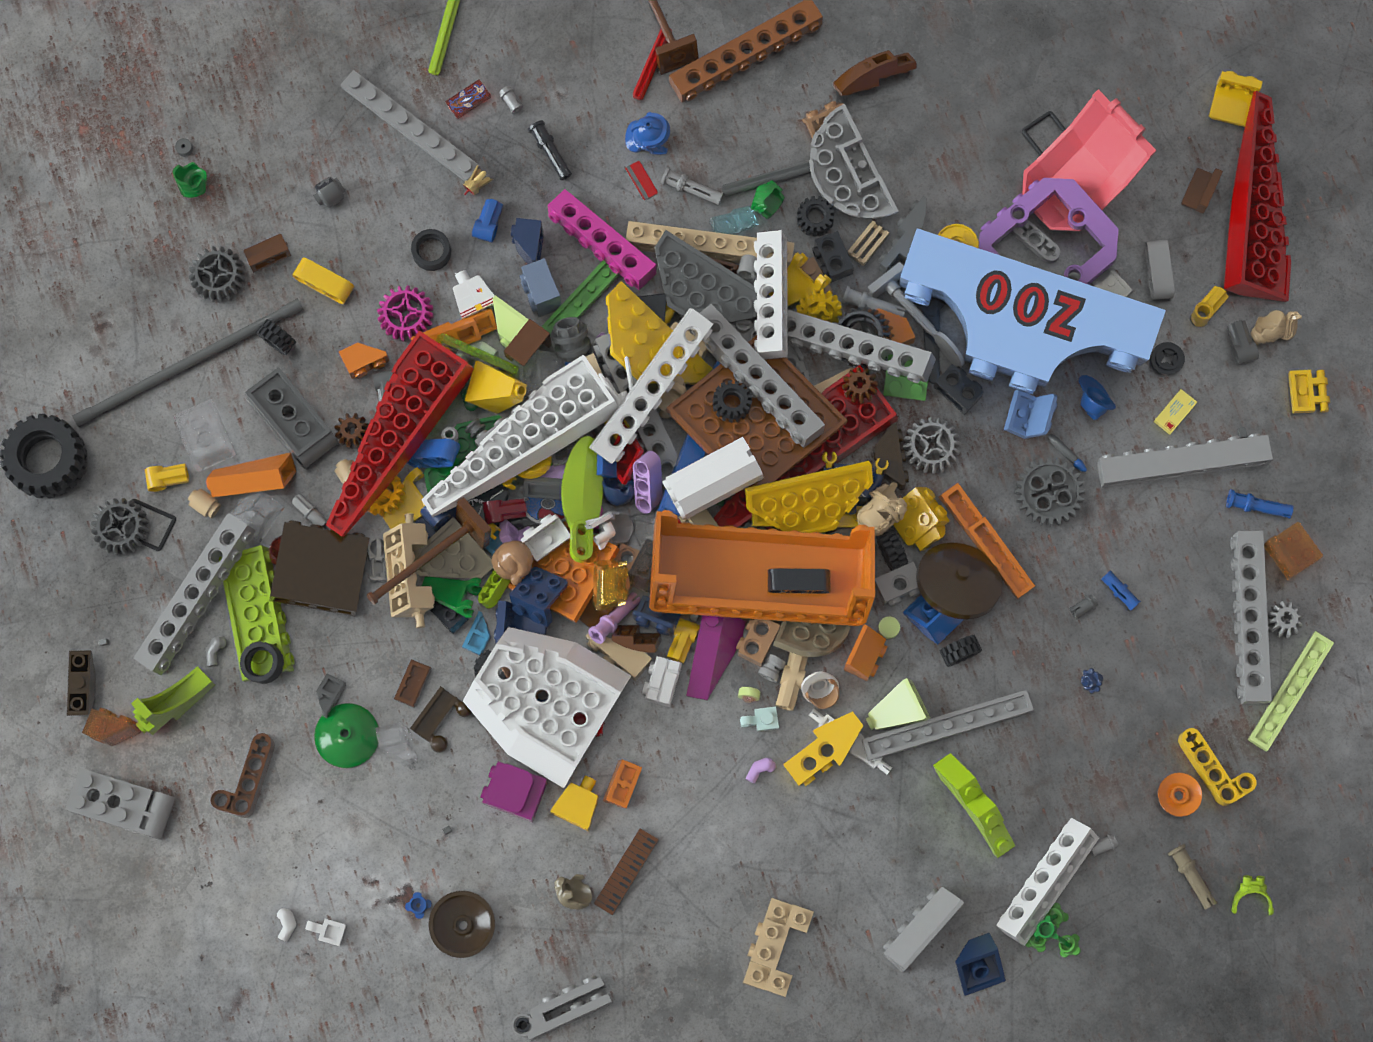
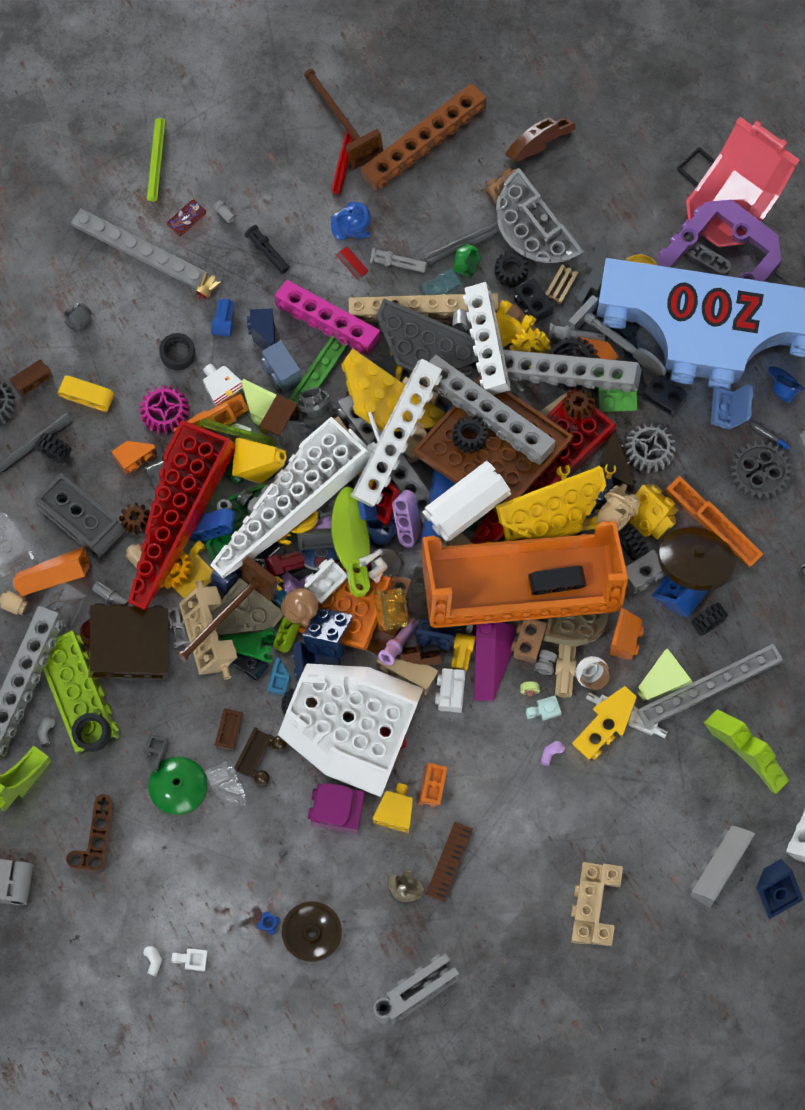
camera: 10 degrees left, 5 degrees down
(889, 627) = (642, 610): yellowish green tile -> none

